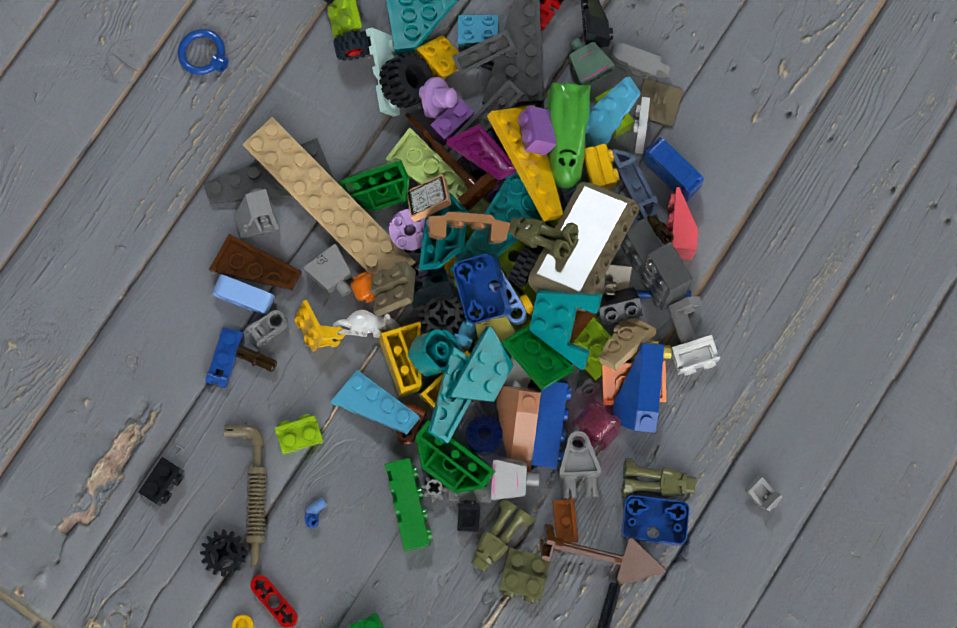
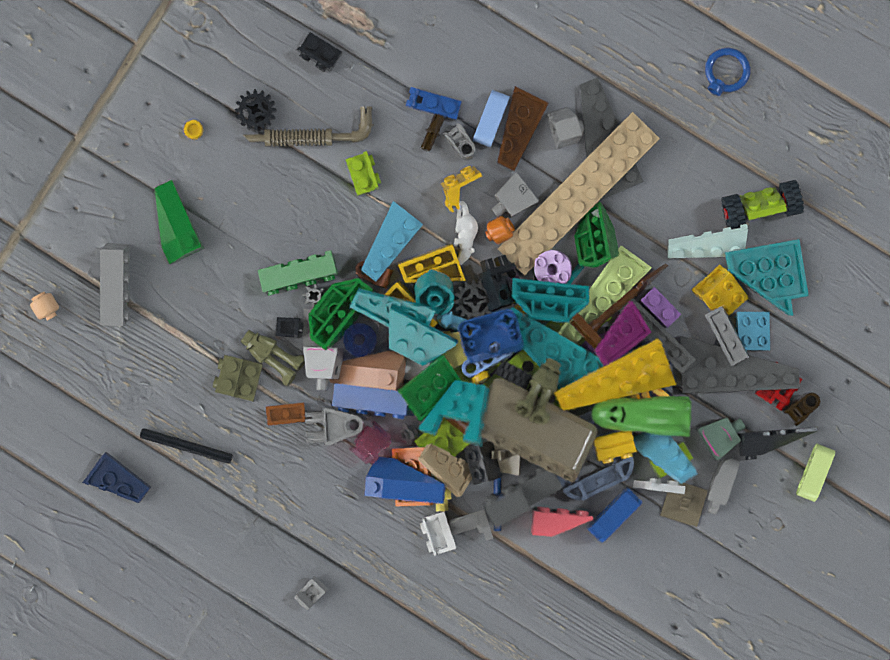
camera: 90 degrees right, 10 degrees up
(259, 593) = (207, 170): red beam -> none
(312, 512) = (292, 187): arm -> none
(393, 288) = (494, 254): dark tan plate -> none
(403, 78) = (697, 251): black tyre -> none
(428, 198) = (579, 285): tile -> none
(437, 97) = (681, 292): lavender plate -> none
(496, 229) = (546, 349): medium nougat plate -> none
(537, 130) = (643, 385): medium lavender brick -> none
(634, 563) = (248, 475): piece -> none
(655, 513) = (294, 495): blue axle -> none
(660, 229) = (553, 500): dark brown axle -> none
(669, 482) = (320, 508): olive piece -> none

